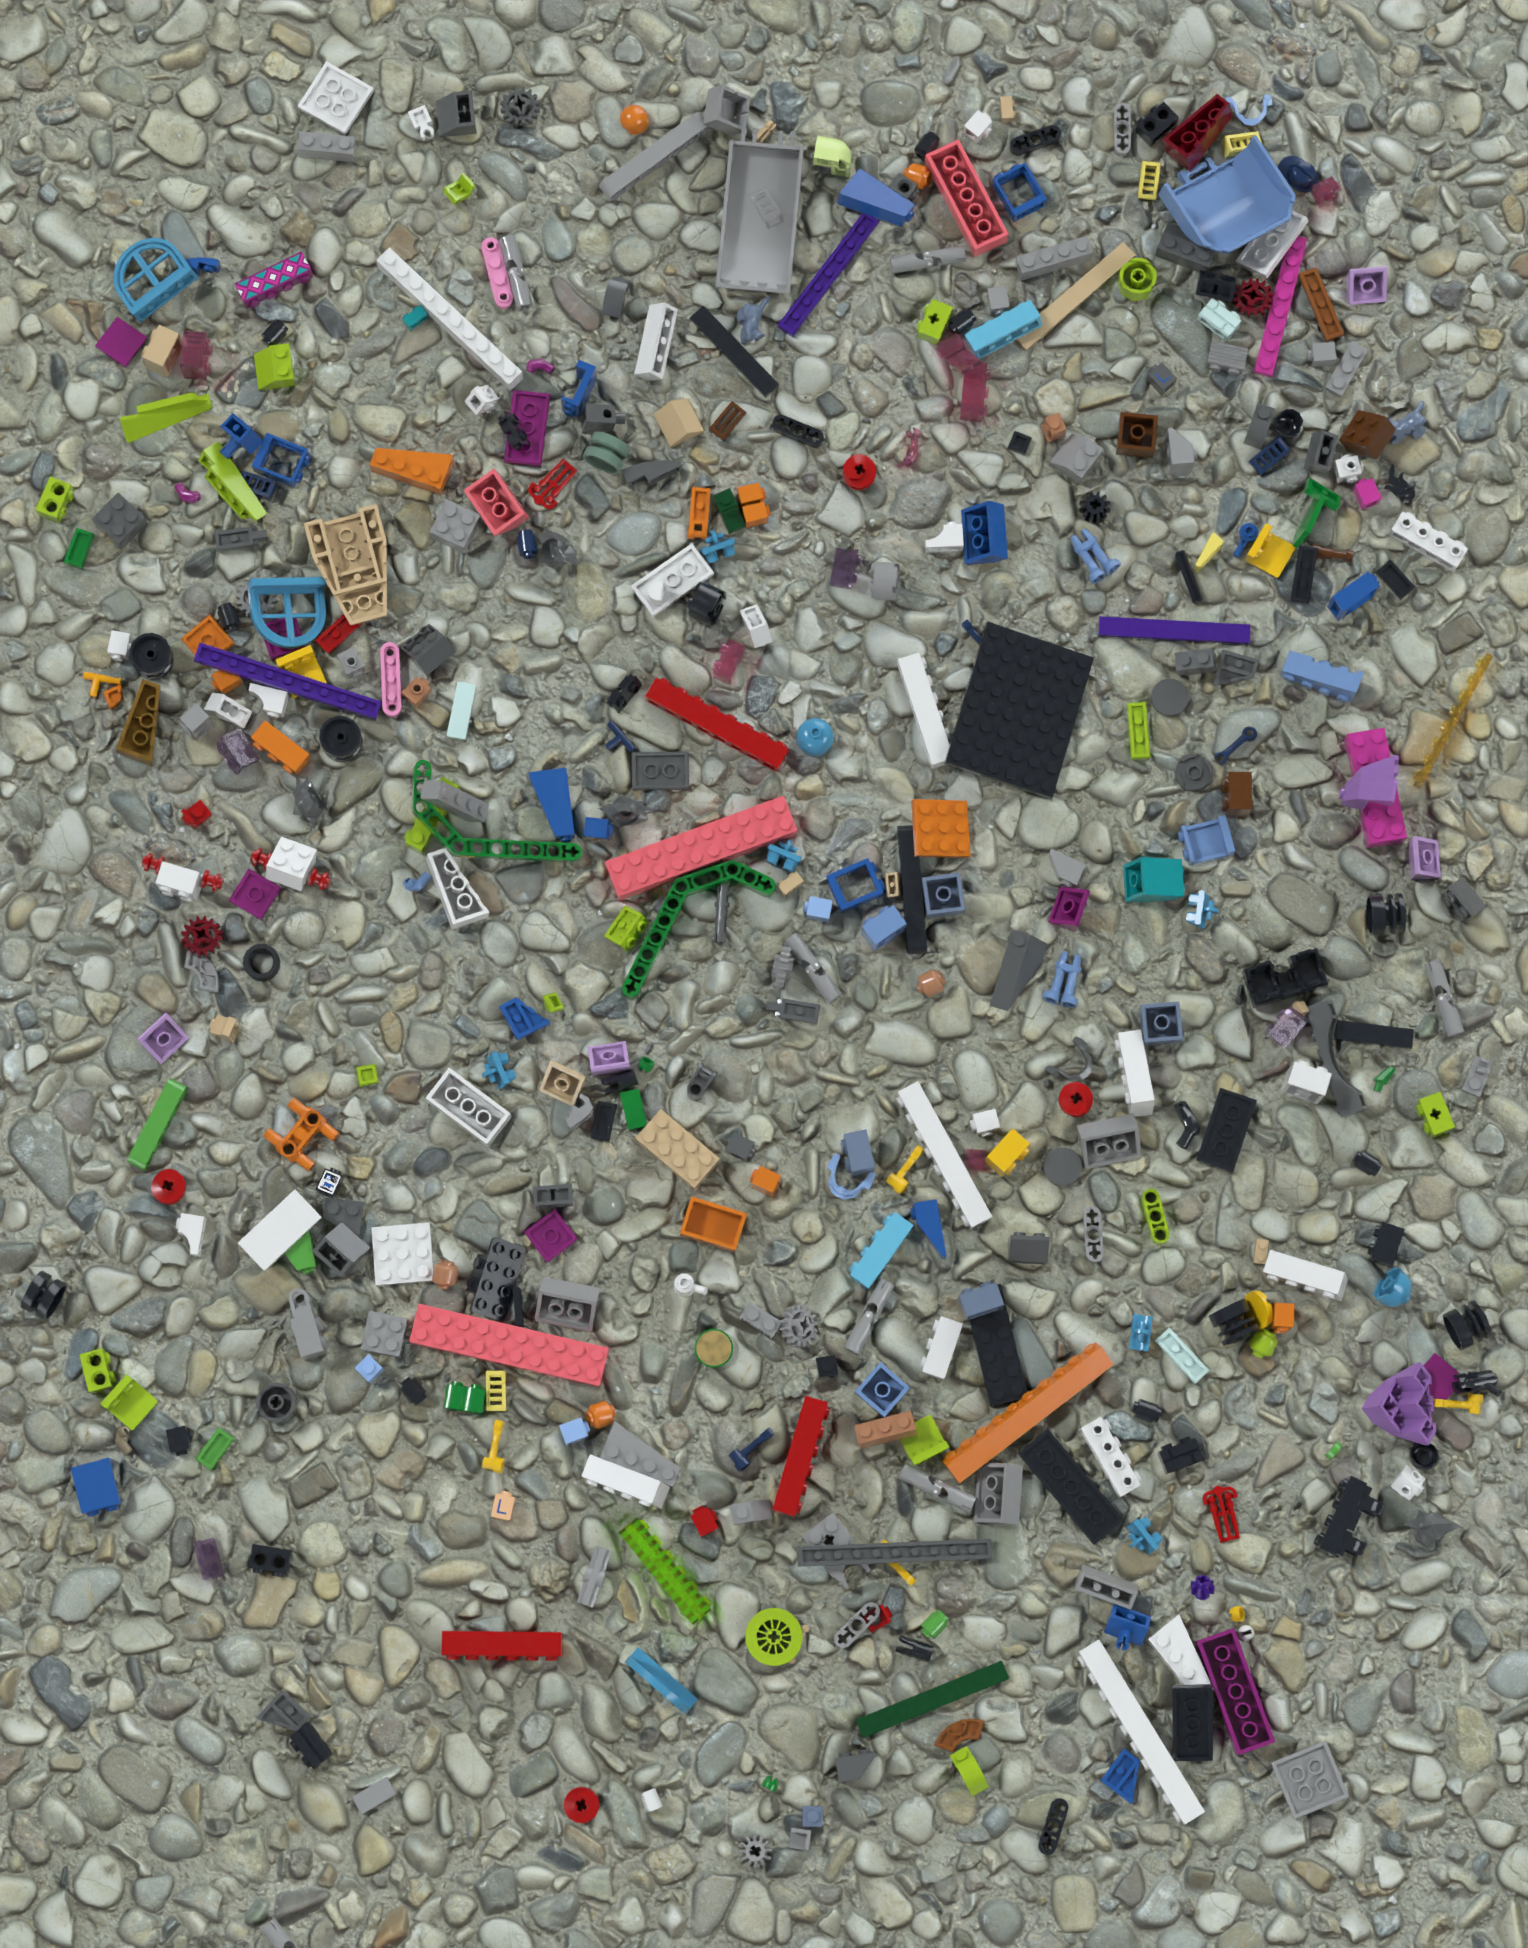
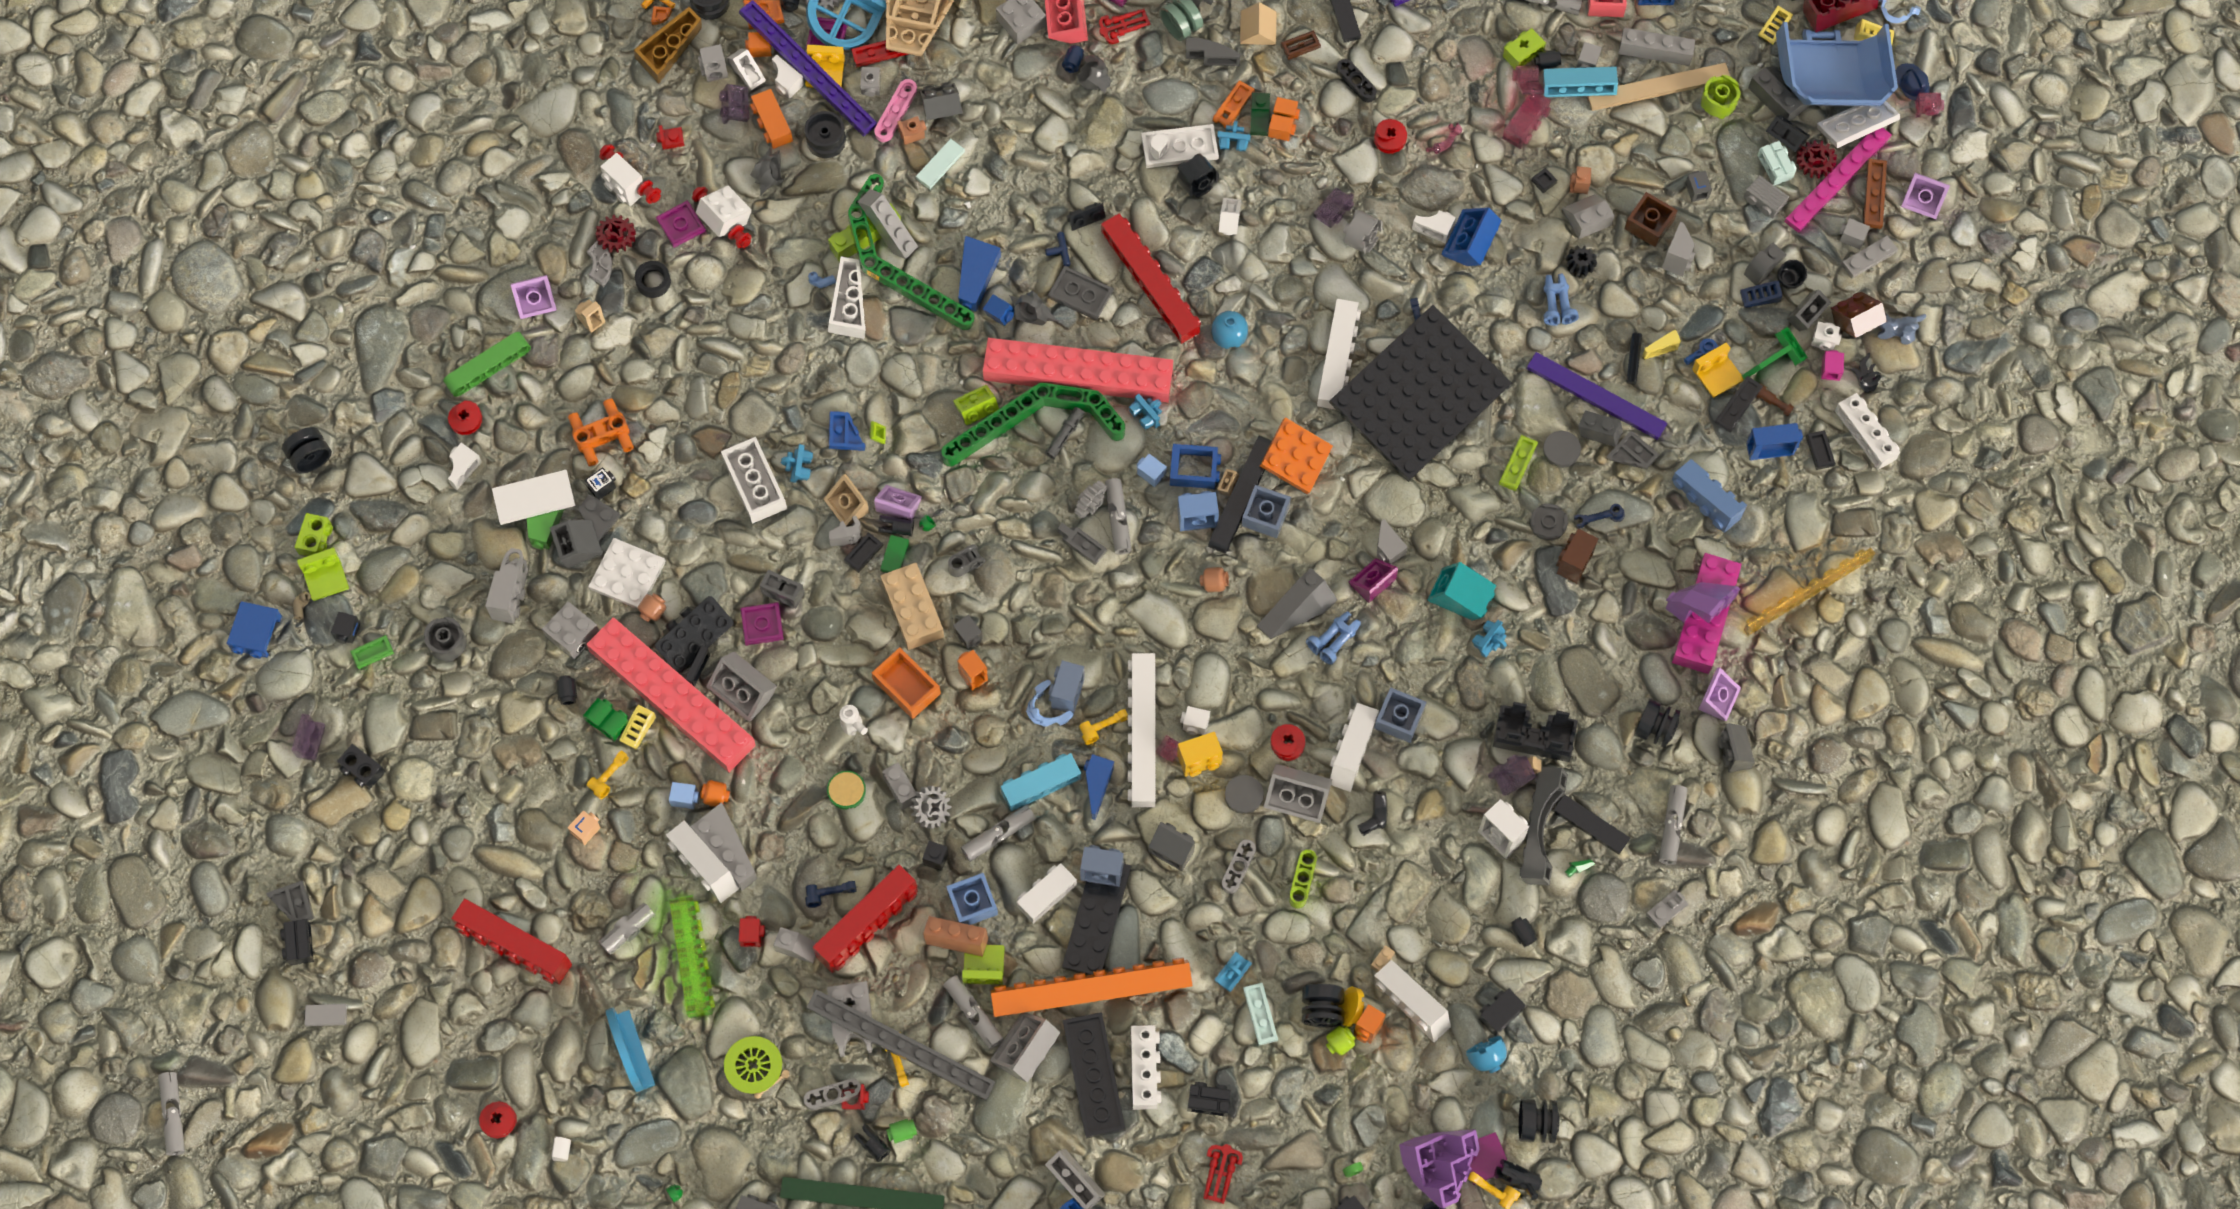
camera: 30 degrees right, 10 degrees down
(367, 1075) = (686, 414): lime tile -> none
(369, 1368) = (540, 651): light blue brick -> none
(729, 661) = (1190, 232): clear pink brick -> none
(790, 884) = (1138, 438): tan piece -> none
(1084, 1073) = (1319, 698): dark grey helmet -> none
(1141, 1537) = (1132, 1153): dark azure hips -> none
(1146, 1411) = (1200, 1044): black brick -> none
(1206, 841) = (1528, 584): medium blue panel -> none
(1226, 1130) = (1409, 838): black plate -> none
(1436, 1104) = (1615, 912): lime brick -> none

